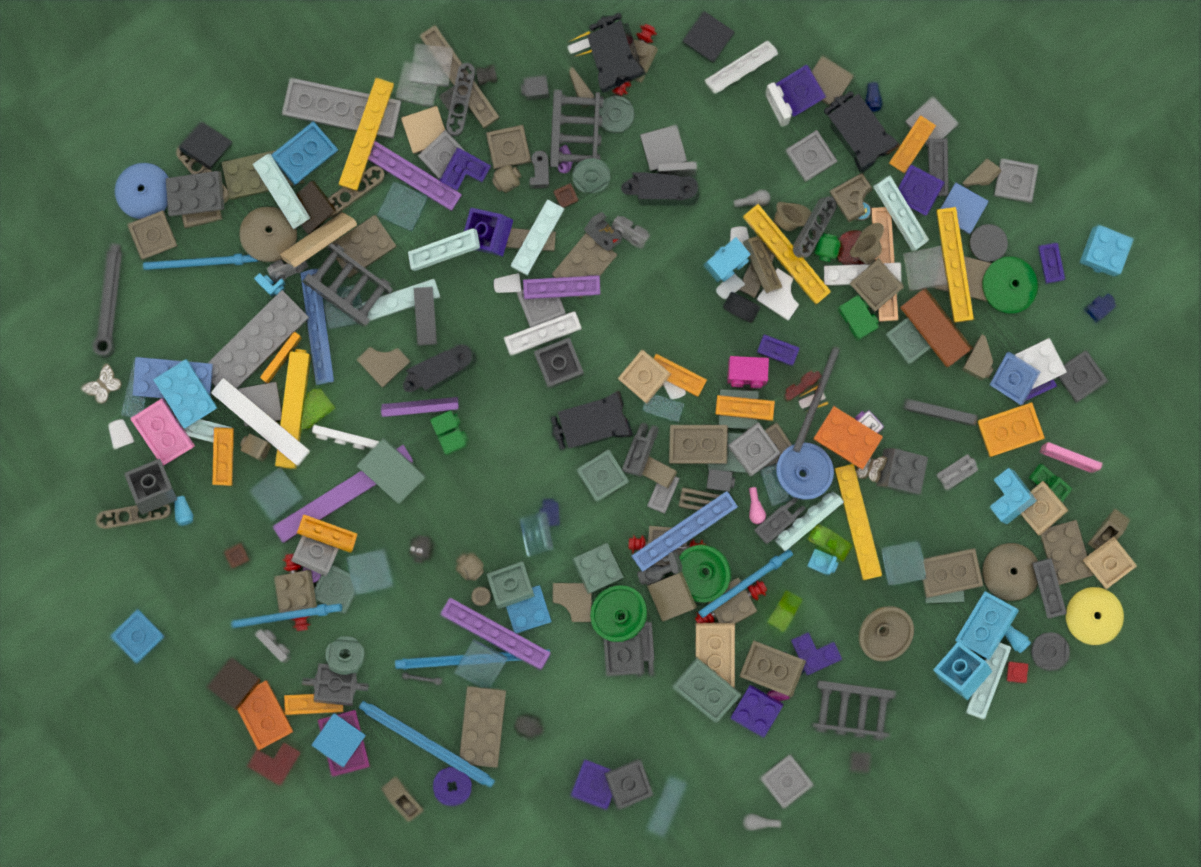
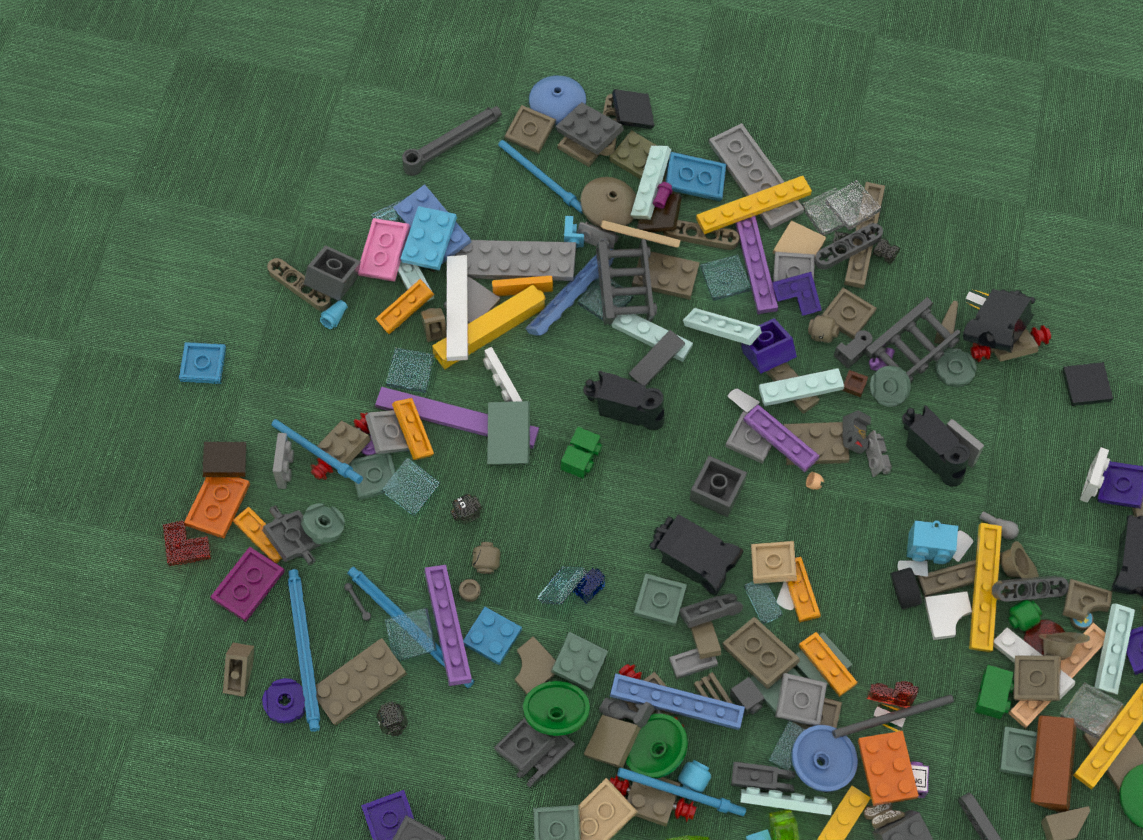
camera: 50 degrees right, 20 degrees down
(103, 385) = (382, 185): animal -> none
(120, 434) = (355, 227): white sticker -> none
(236, 555) = (333, 380): reddish brown plate -> none
(301, 194) = (664, 190): none -> magenta pin
(315, 408) = (506, 341): clear neon green slope -> none
(338, 740) = (246, 575): dark azure tile -> none
(383, 366) = (587, 362): dark tan tile -> none
(421, 406) = (581, 414): medium lavender tile -> none
(510, 585) = (500, 602): sand green plate -> none
(535, 88) = (913, 291): dark grey brick -> none
(542, 333) = (706, 446): white tile -> none
(611, 293) = (814, 480): none -> light nougat hinge
(663, 147) = (971, 418): light grey tile -> none
(741, 67) = (1099, 428): white plate -> none
(741, 564) = (694, 776): none -> medium azure head
(747, 371) = (860, 637): dark pink brick -> none
(757, 514) = (751, 751): bright pink piece -> none
(762, 264) = (957, 574): dark tan plate -> none
(778, 350) = (901, 650): dark purple plate -> none
(811, 156) = (1082, 541): light grey tile -> none

